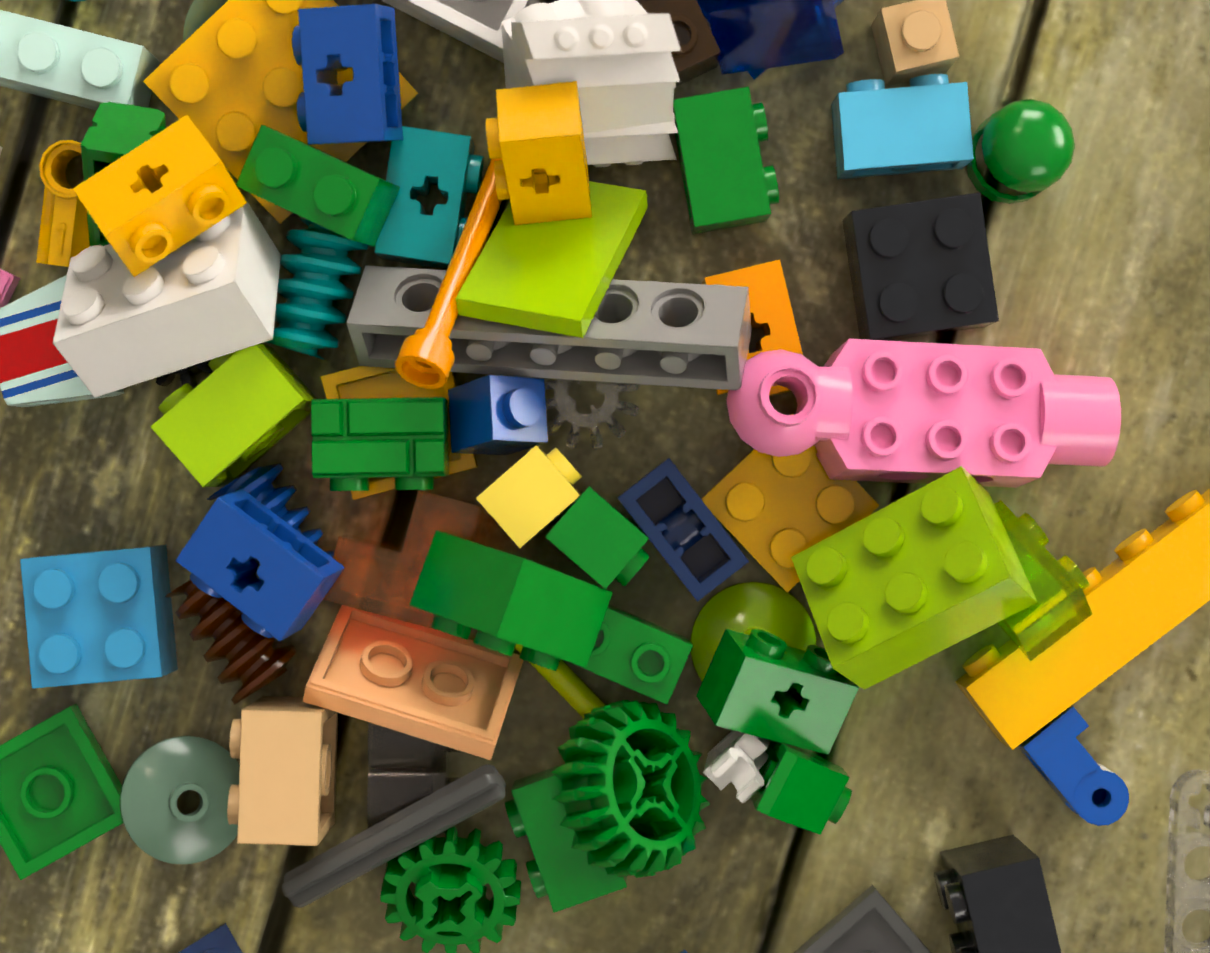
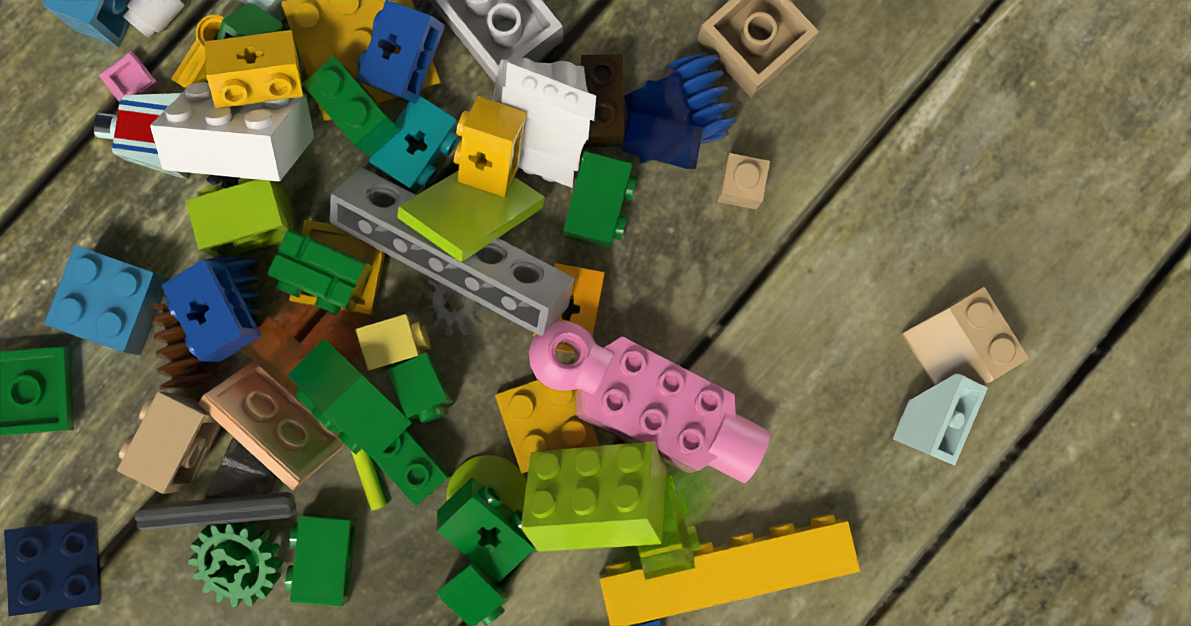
camera: 20 degrees right, 5 degrees down
(152, 793) = (83, 423): sand green dish -> none
(313, 289) = (322, 168): teal piece -> none
(427, 354) = (366, 231): light orange piece -> none
(498, 415) = (396, 288): blue brick -> none
(635, 771) = (361, 540): green gear -> none
(682, 529) = (473, 405): dark blue brick -> none
(738, 761) = (442, 563): white plate -> none
(902, 127) = (713, 229): medium azure brick -> none
(920, 268) = (686, 316): black brick -> none
(1024, 148) = (778, 273): green helmet -> none

